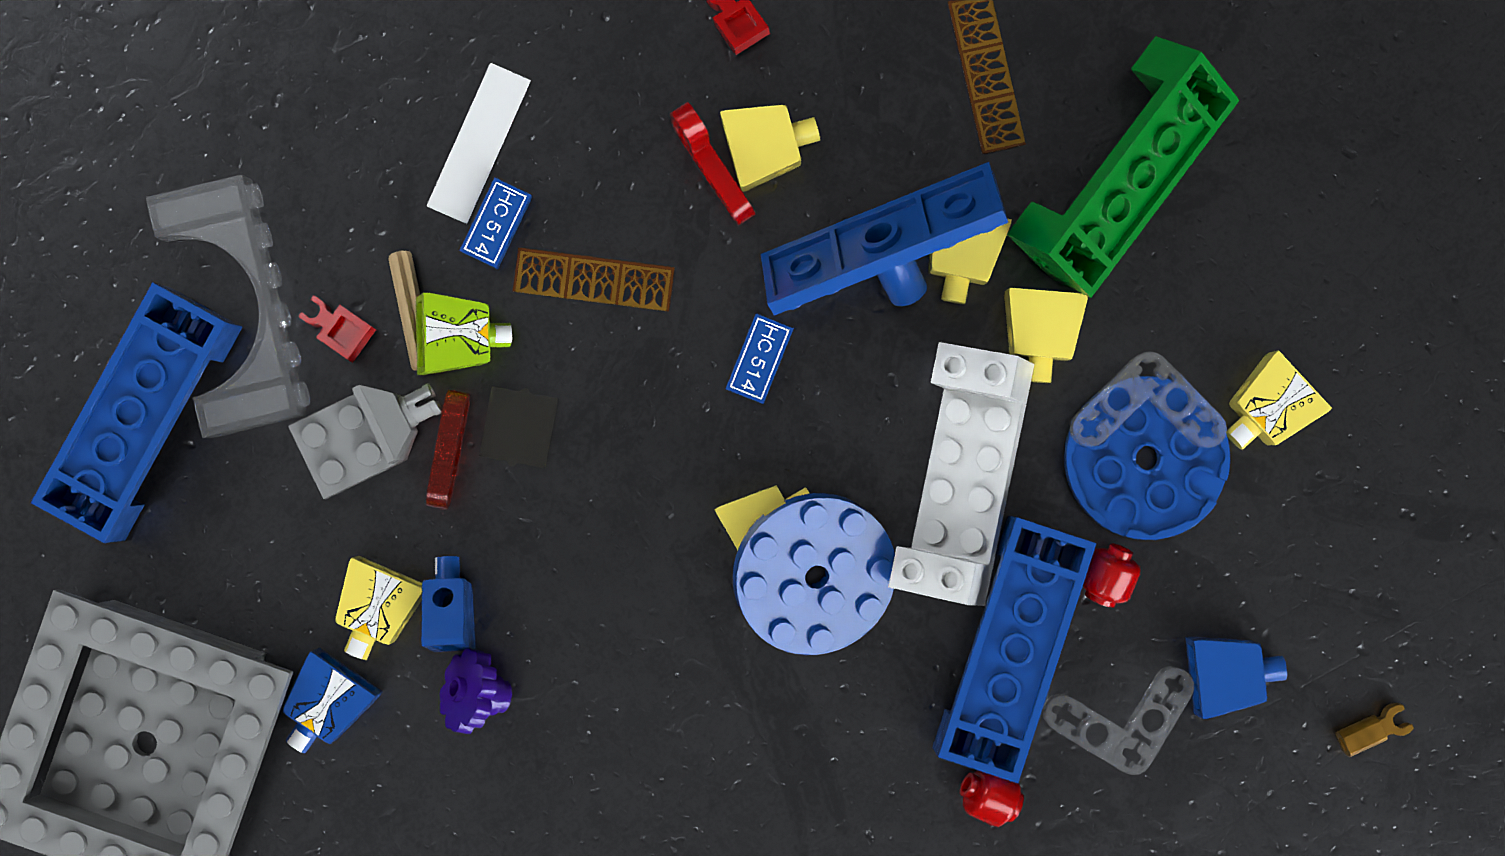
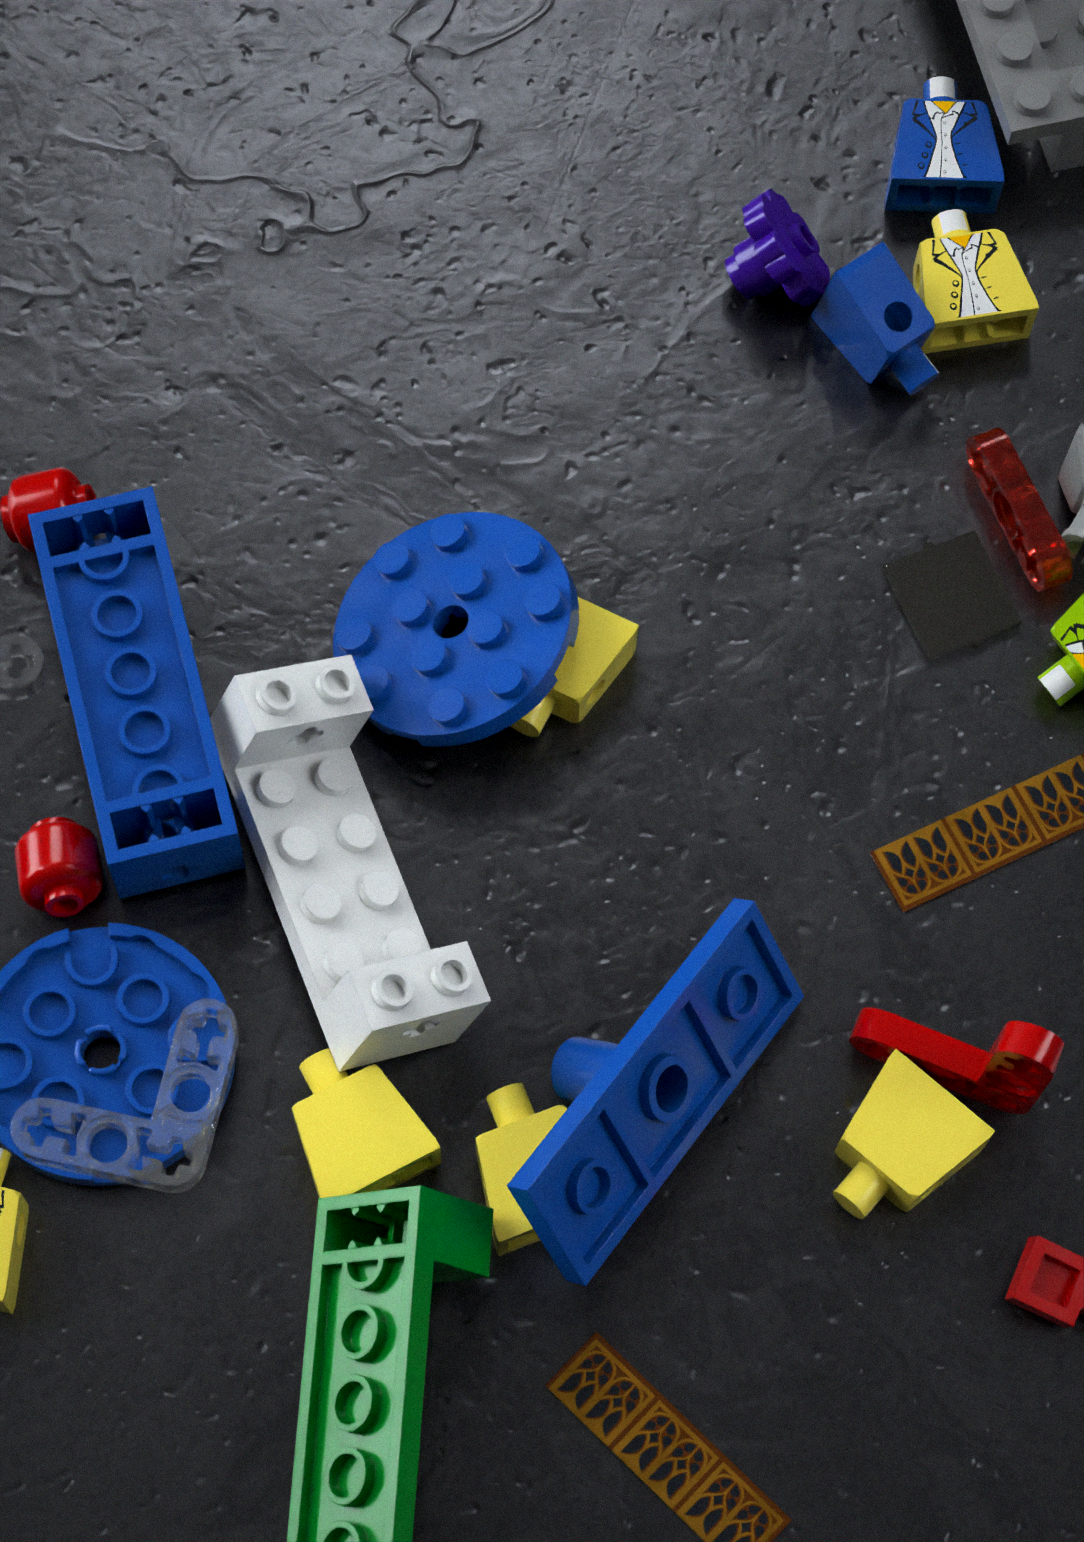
camera: 140 degrees right, 20 degrees down
(759, 358) = (707, 857): blue tile -> none

